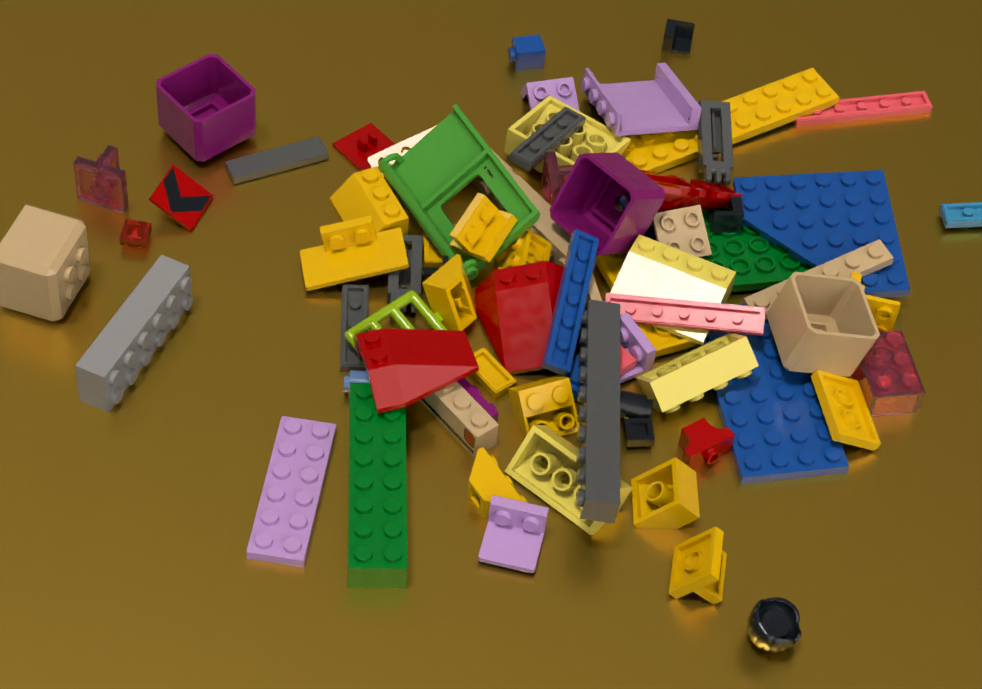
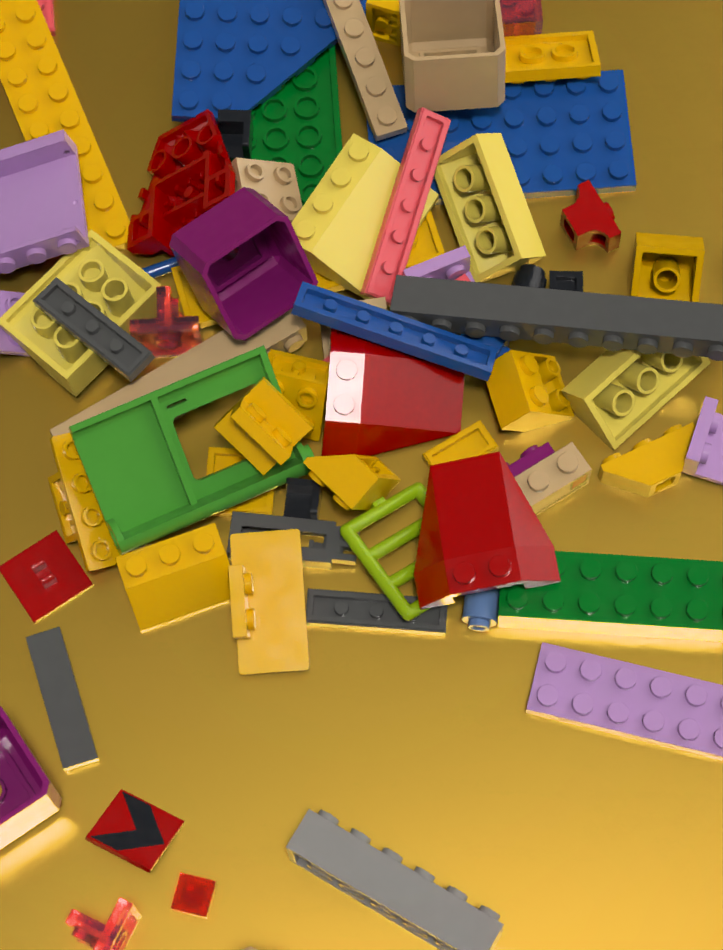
camera: 75 degrees left, 20 degrees up
(715, 136) = (89, 128): dark grey hinge -> none

